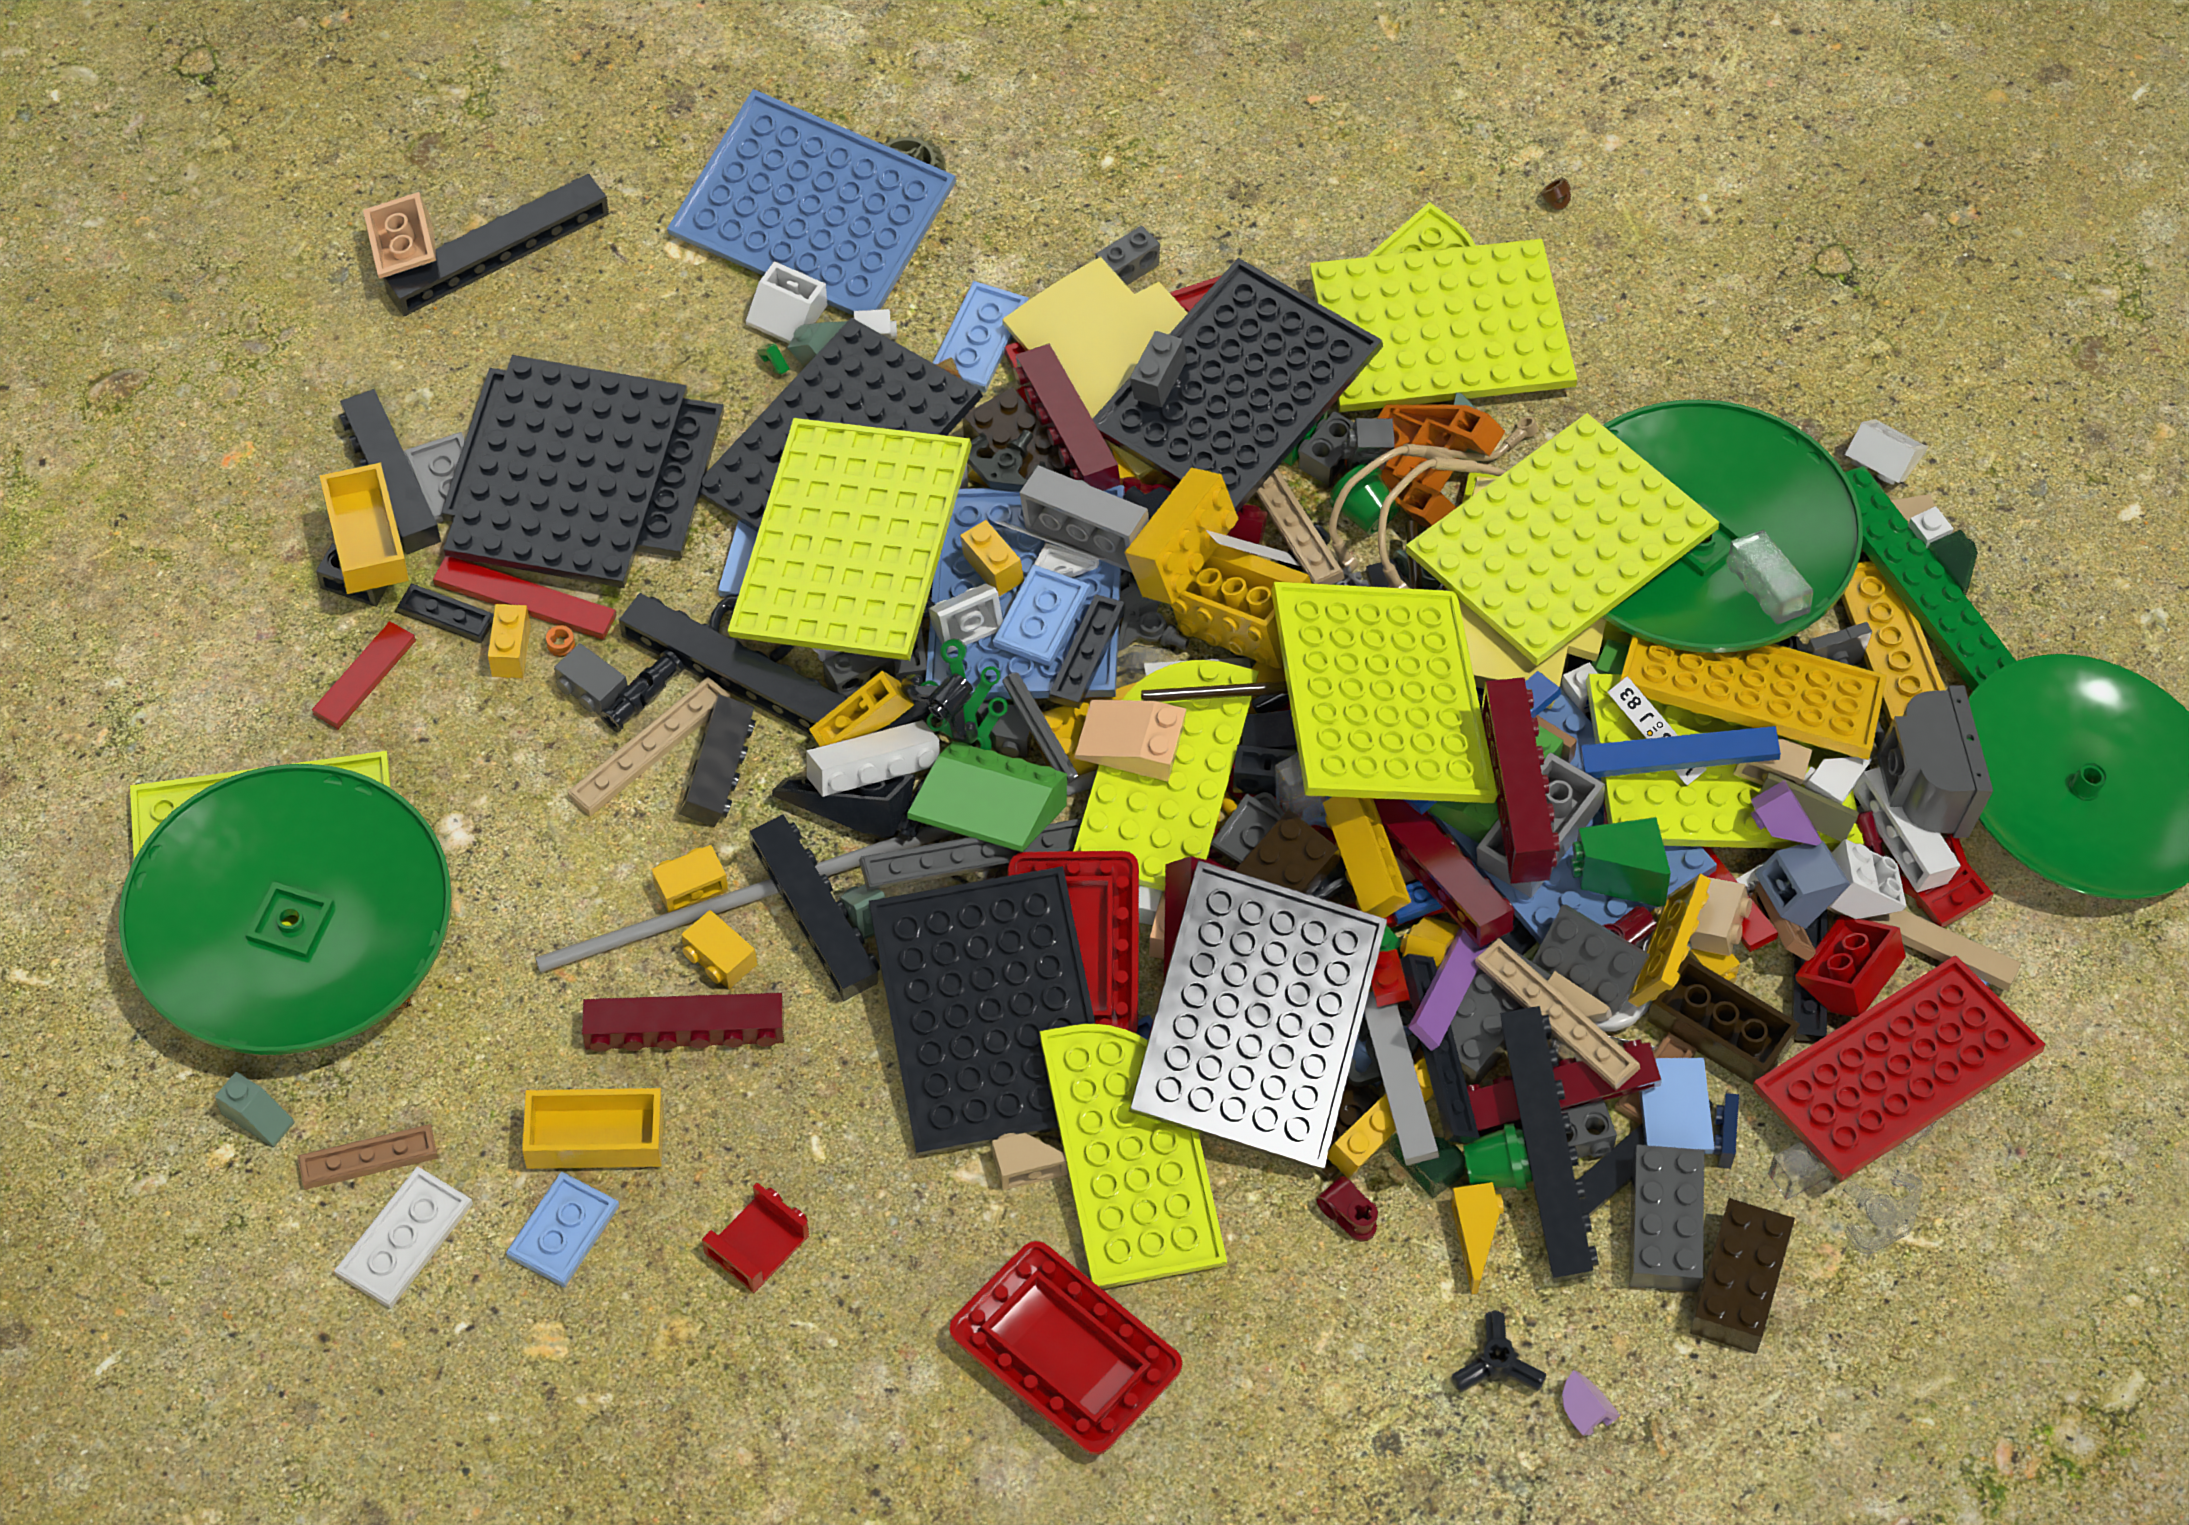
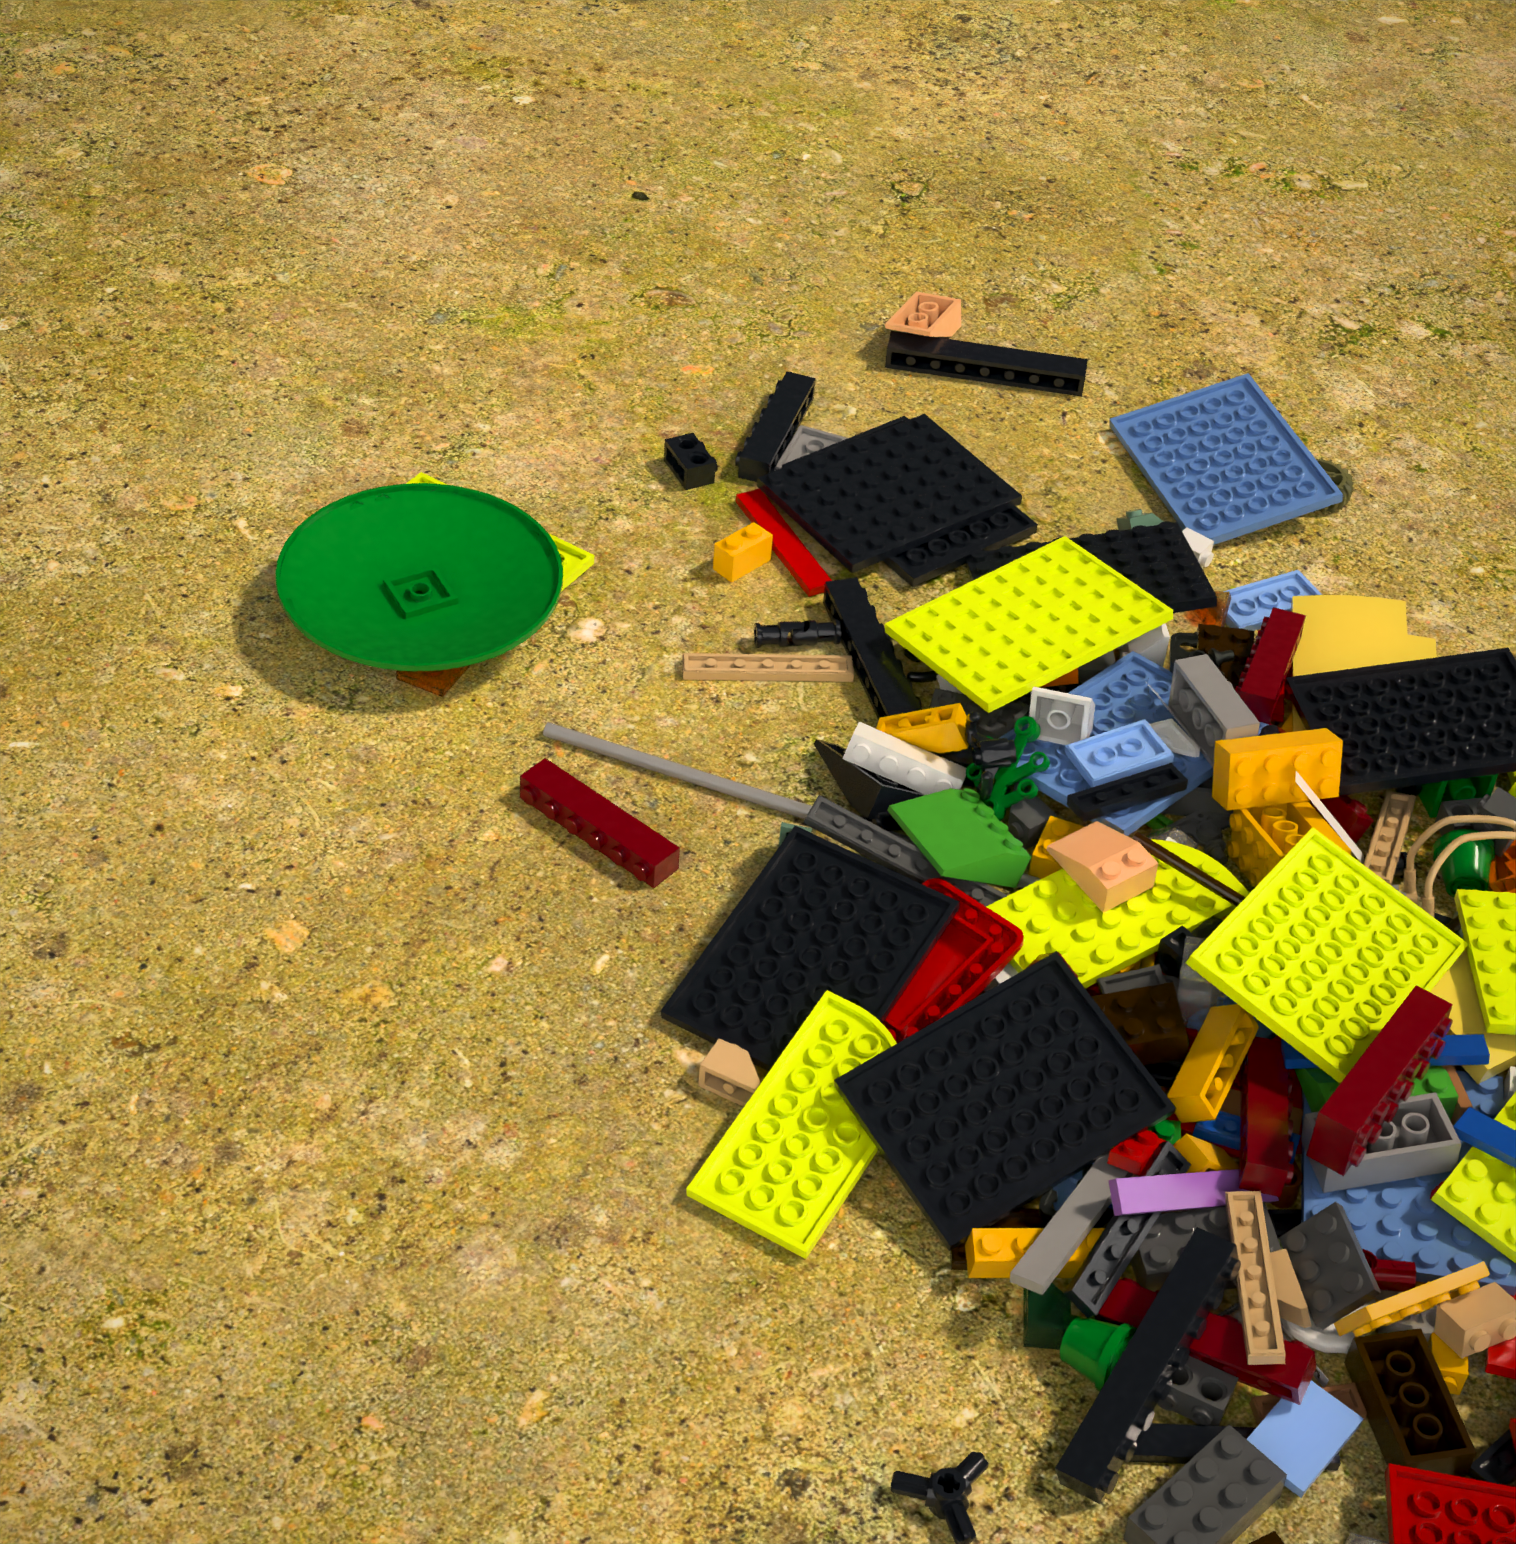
camera: 40 degrees right, 15 degrees down
(253, 1109) = (274, 674): sand green slope -> none
(363, 675) = (632, 514): red tile -> none
(364, 528) = (715, 428): yellow piece -> none
(367, 1157) = (311, 752): medium nougat tile -> none
(403, 1237) = (275, 810): white tile -> none
(445, 613) = (719, 512): black tile -> none
(562, 1229) = (376, 880): light blue tile -> none
(569, 642) = (778, 576): orange bush -> none
(589, 679) = (768, 601): dark grey brick -> none
(593, 1128) = (462, 833): yellow piece -> none
(690, 878) = (701, 748): yellow brick -> none
(717, 761) = (798, 699): black brick -> none
(718, 950) = (671, 801): yellow brick -> none
(758, 1239) = (491, 983): red panel -> none
(772, 353) = (1102, 521): green tile -> none
(786, 302) = (1148, 491): white slope -> none
(814, 907) = (763, 814): black brick -> none
(992, 557) = (1119, 698): yellow brick -> none
(1038, 725) = (1043, 818): dark grey axle -> none
(1065, 1347) = (617, 1208): red wedge -> none
(1132, 255) = (1433, 620): dark grey brick -> none
(1158, 368) = (1370, 669): dark grey brick -> none
(1349, 1209) = (943, 1296): dark red piece -> none
(1476, 1219) = (1032, 1390): yellow slope -> none
(1623, 861) = (1424, 1210): green slope -> none
(1725, 1143) = (1338, 1484): dark blue plate -> none

